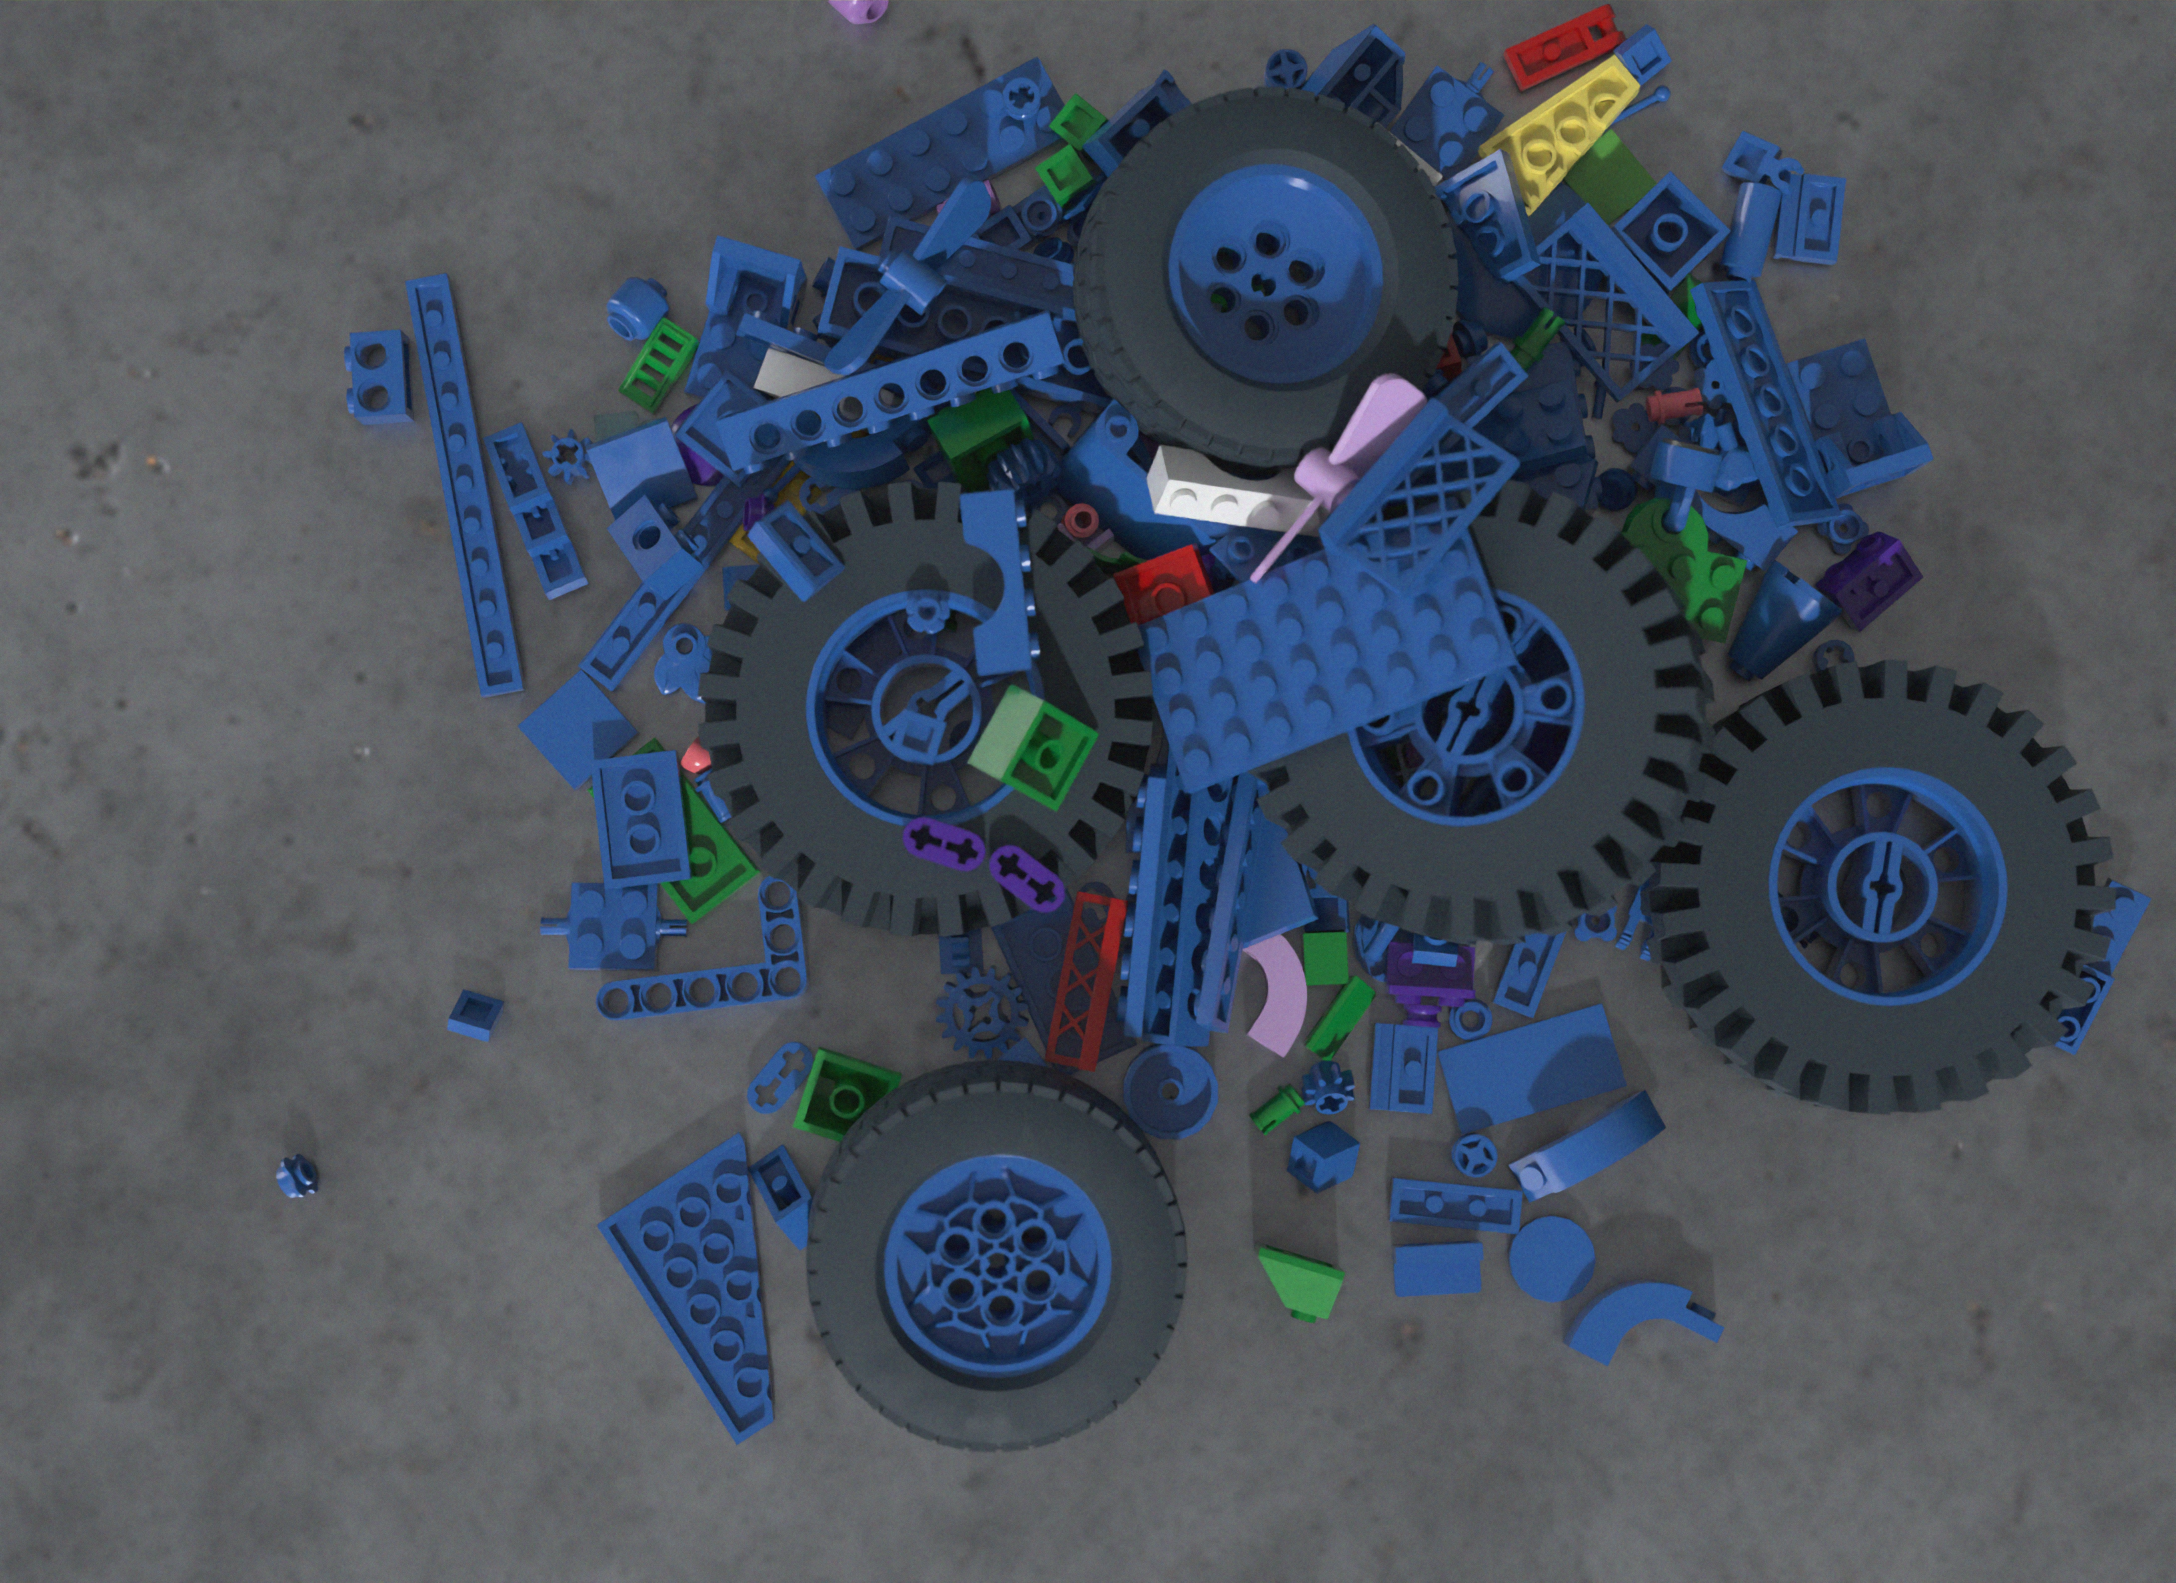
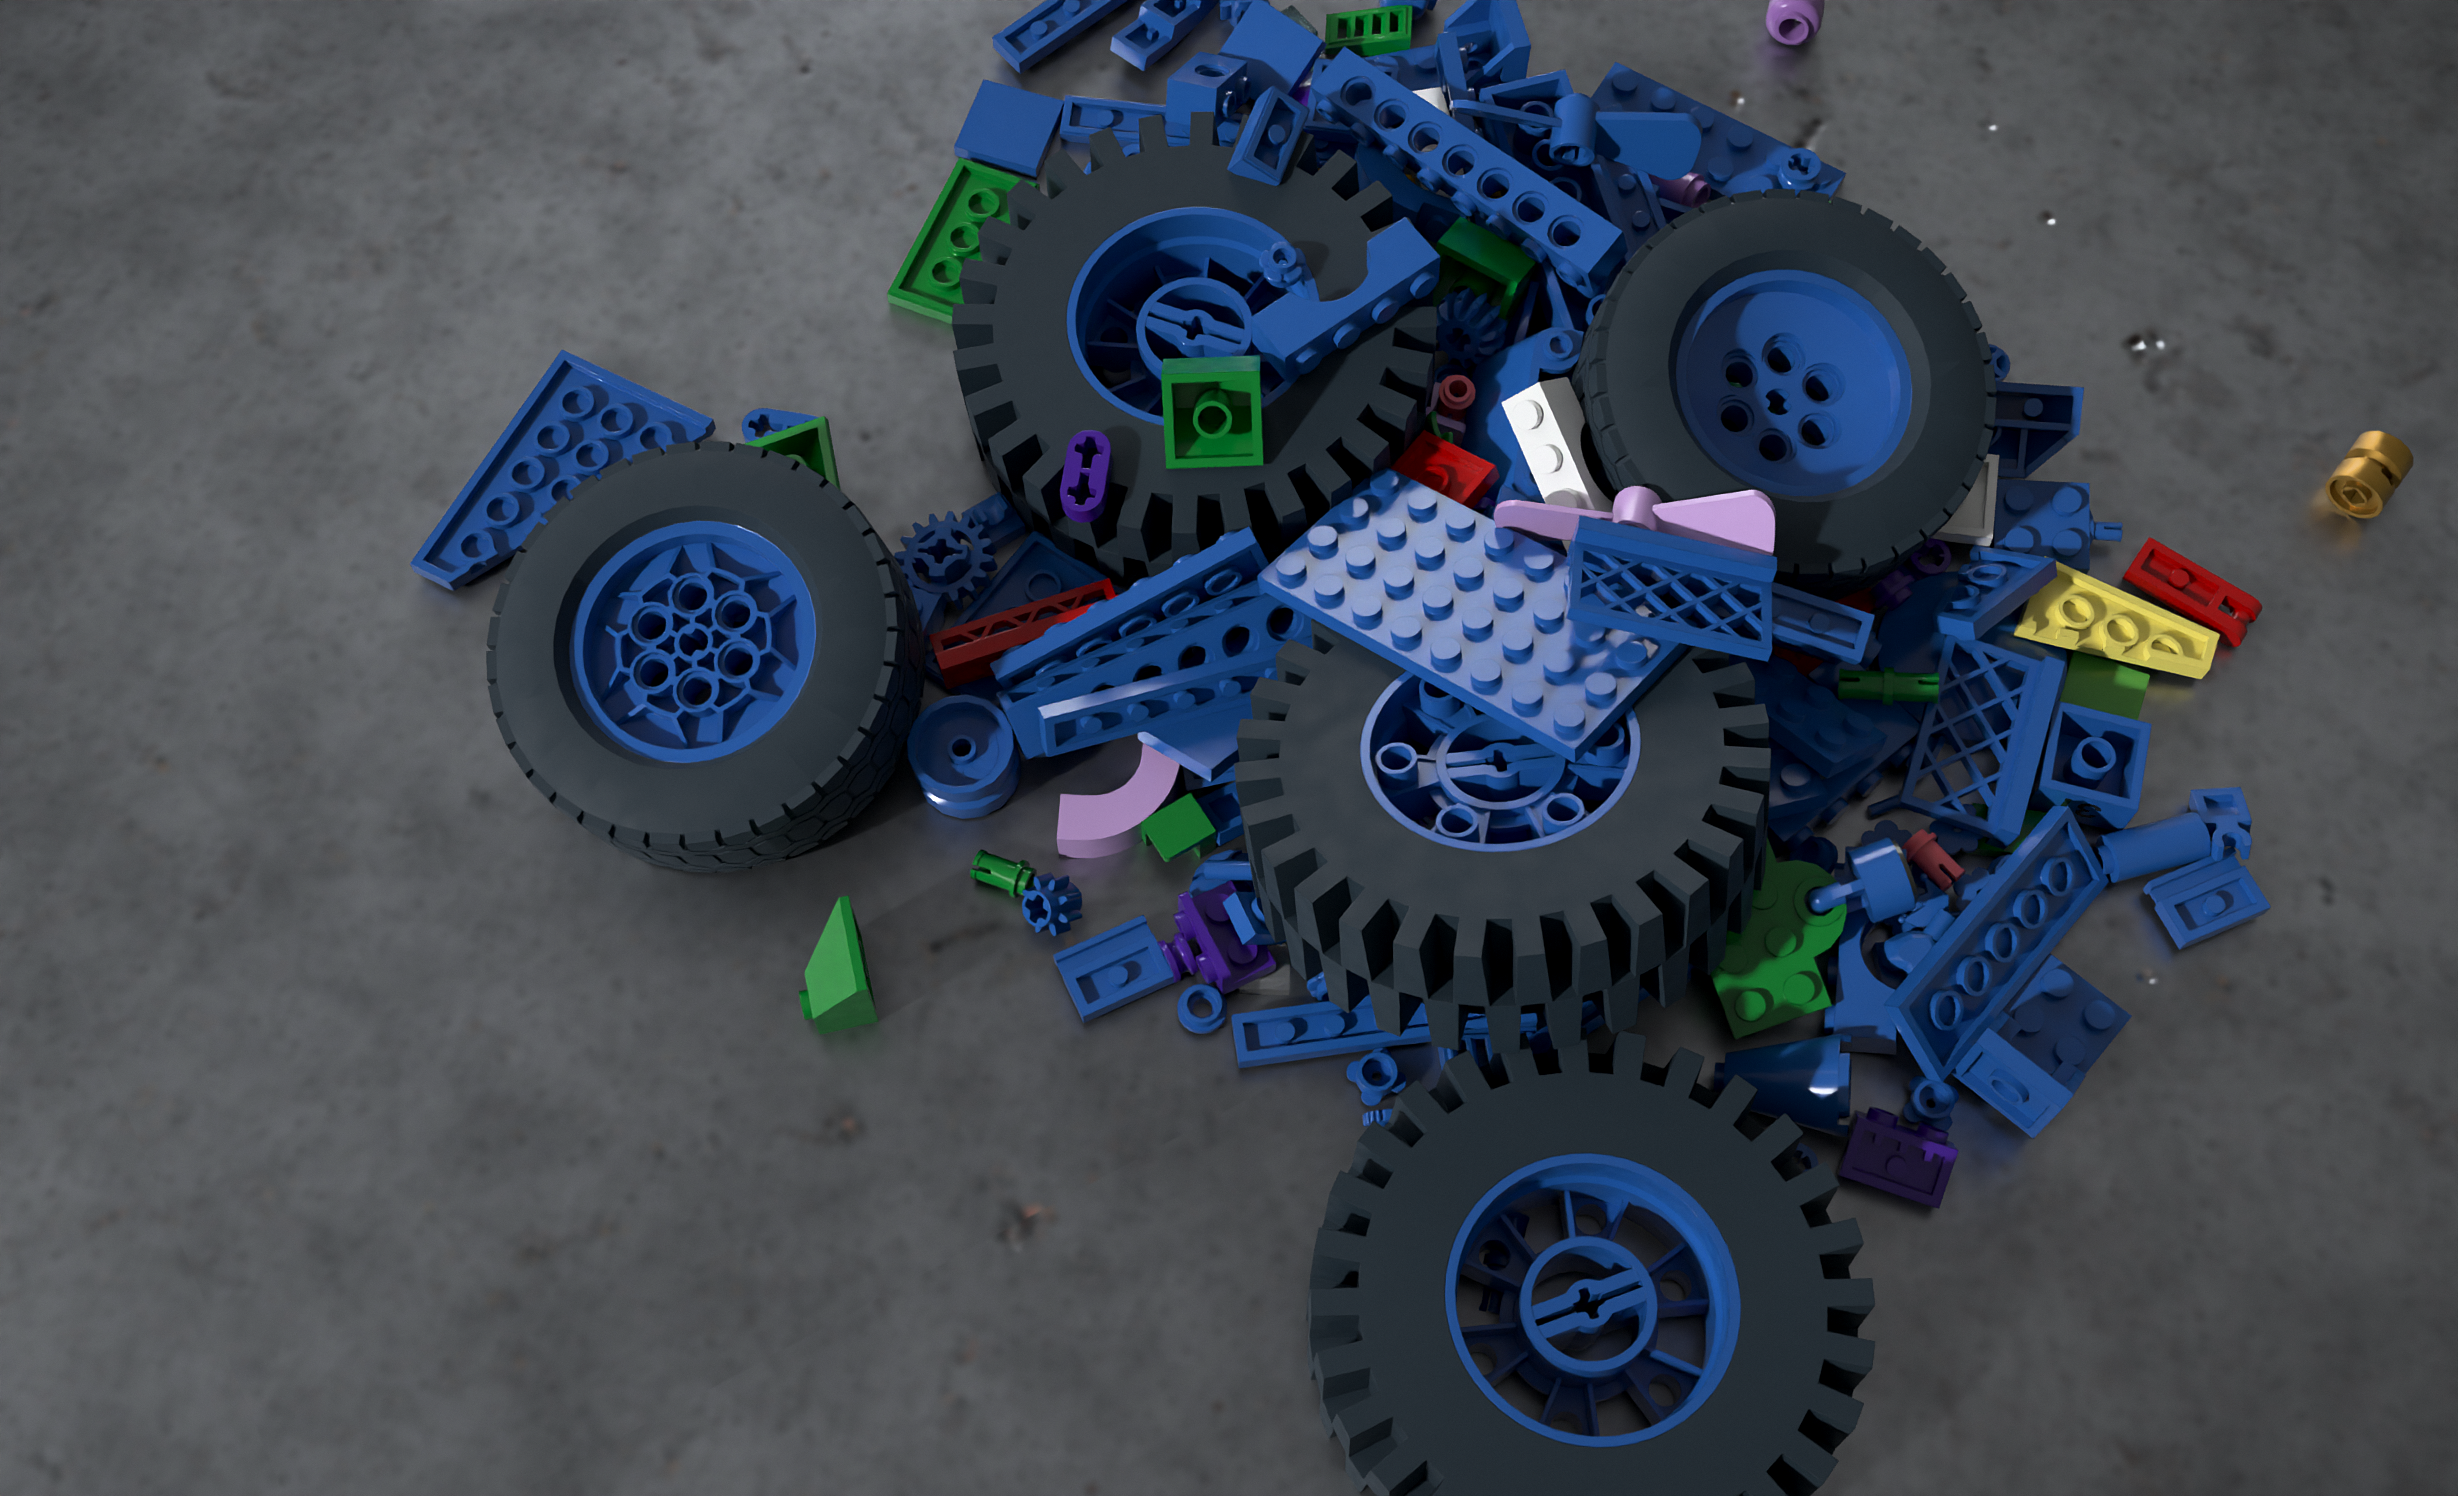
camera: 60 degrees right, 20 degrees down
(296, 1177) = (481, 108): blue plate -> none
(475, 1015) = (704, 169): blue plate -> none
(614, 927) = (848, 238): blue plate -> none
(641, 819) = (951, 200): blue plate -> none
(725, 978) = (850, 341): blue beam -> none
(918, 737) = (1162, 314): blue plate -> none
(941, 854) = (1067, 392): dark purple beam -> none
(1323, 1156) = (980, 939): blue panel -> none
(1339, 1018) = (1128, 882): green slope -> none
(1437, 1268) = (928, 1113): blue panel -> none
(1455, 1205) = (1002, 1094): blue plate -> none
(1481, 1158) = (1063, 1072): blue wheel -> none
(1531, 1068) = (1187, 1096): blue tile -> none
(1551, 1258) = (1000, 1223): blue tile -> none
(1589, 1148) = (1142, 1184): blue arch -> none
(1619, 1308) = (976, 1312): blue arch -> none
(1643, 54) = (2239, 659): blue plate -> none
(1661, 93) = (2216, 703): blue hinge -> none

